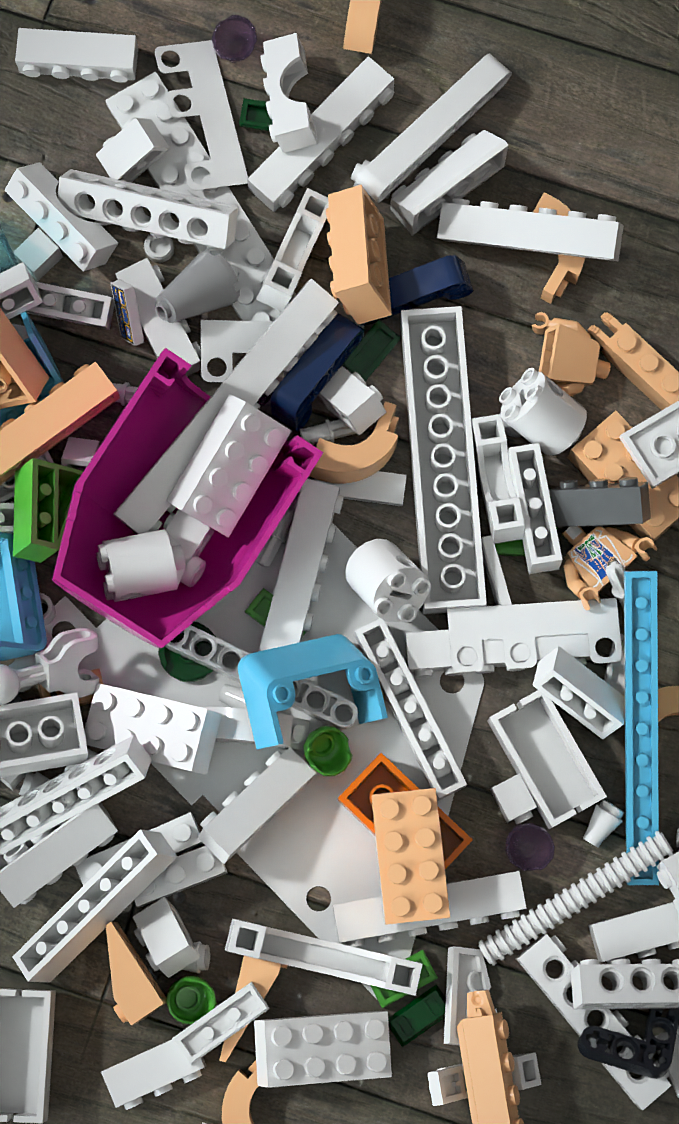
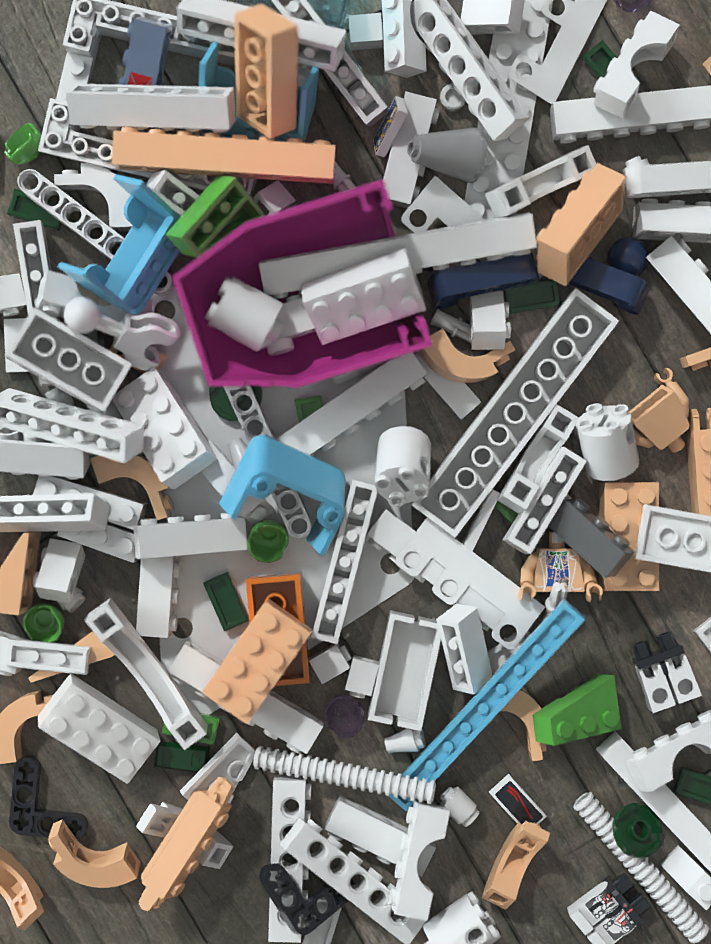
camera: 40 degrees right, 10 degrees up
(139, 799) = (139, 470): none -> light nougat arch
(272, 884) = (158, 596): none -> white brick
(337, 839) = (226, 601): none -> dark green tile
(421, 249) = (628, 256): none -> dark blue hair
(476, 810) = (330, 662): none -> white brick

